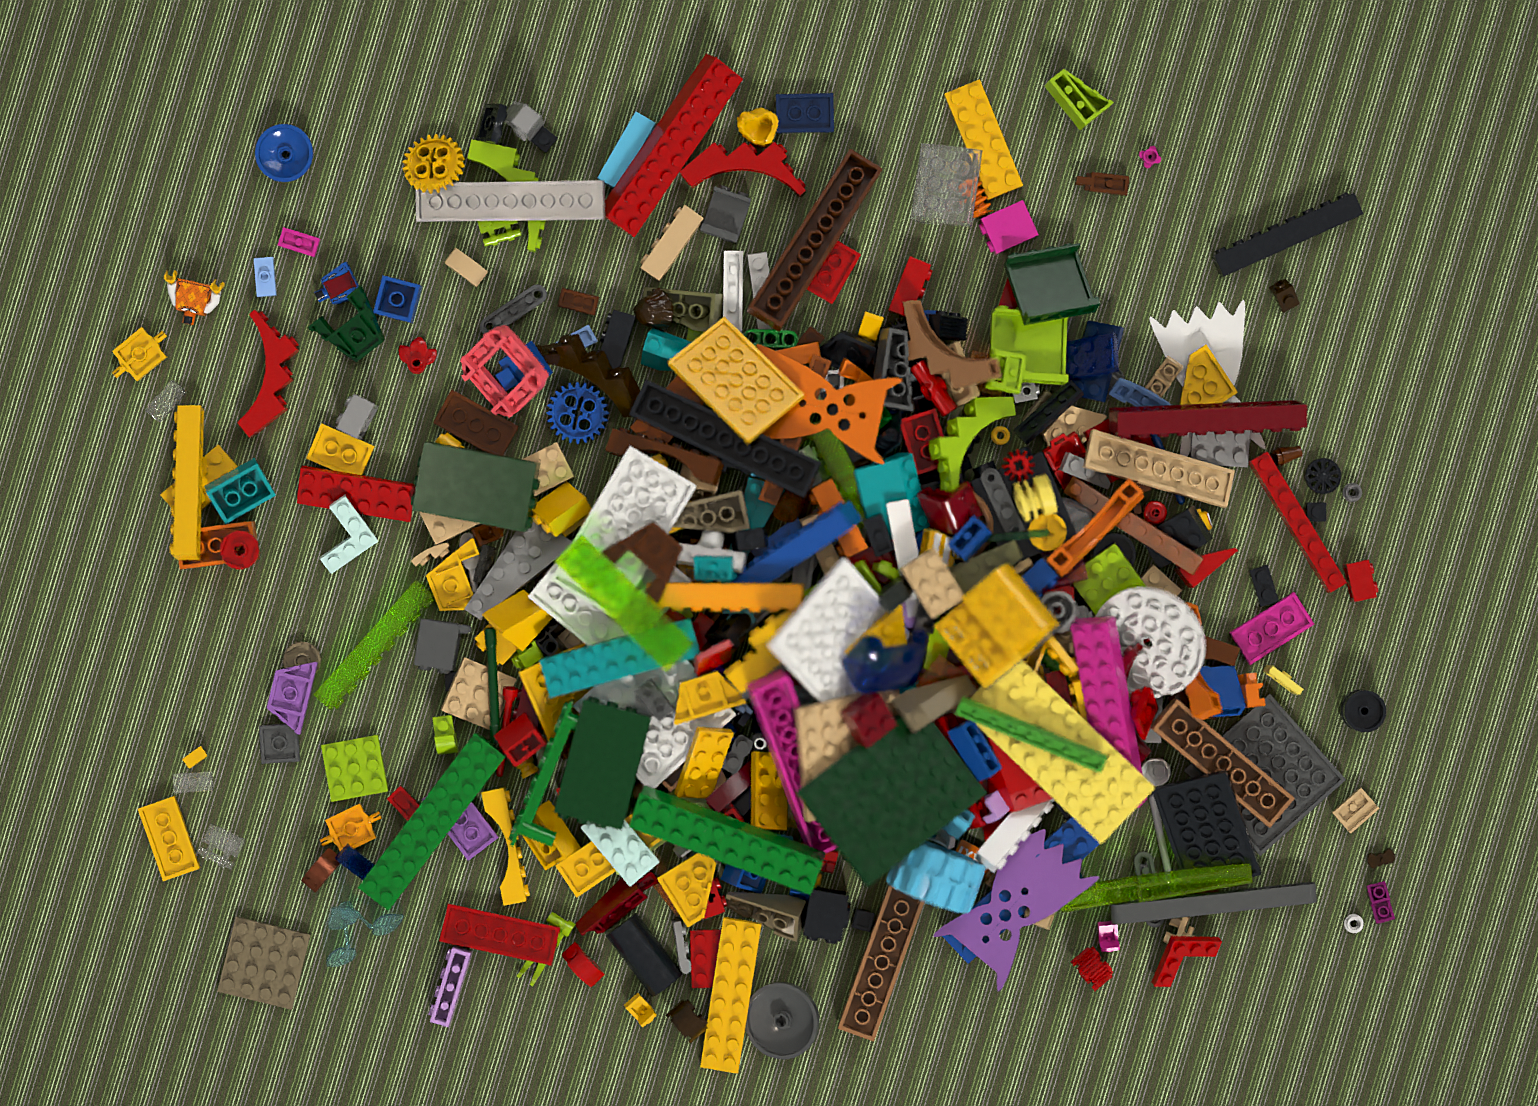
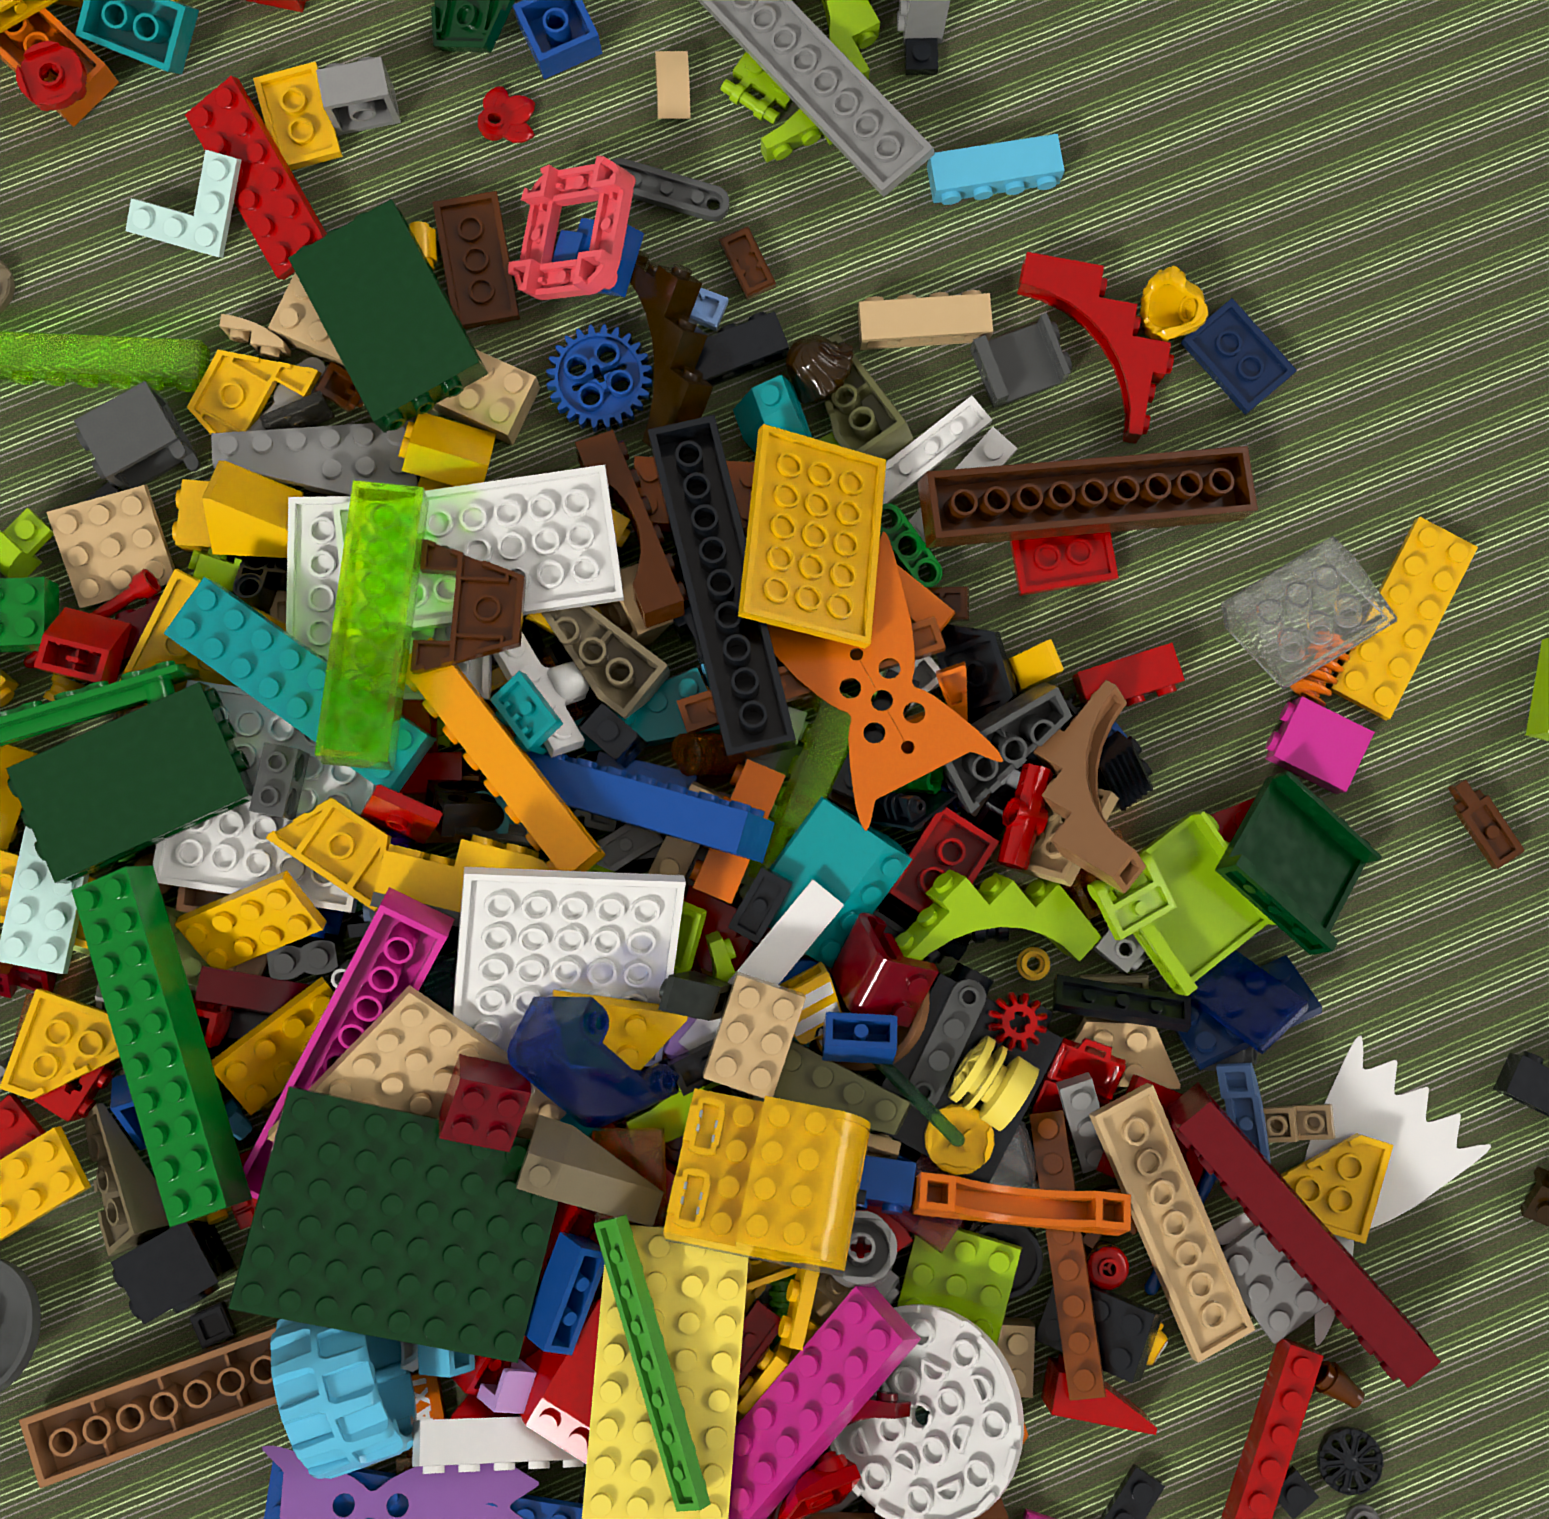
camera: 45 degrees right, 5 degrees down
(491, 643) = (187, 504): dark green piece -> none
(670, 144) = (1052, 212): red brick -> none

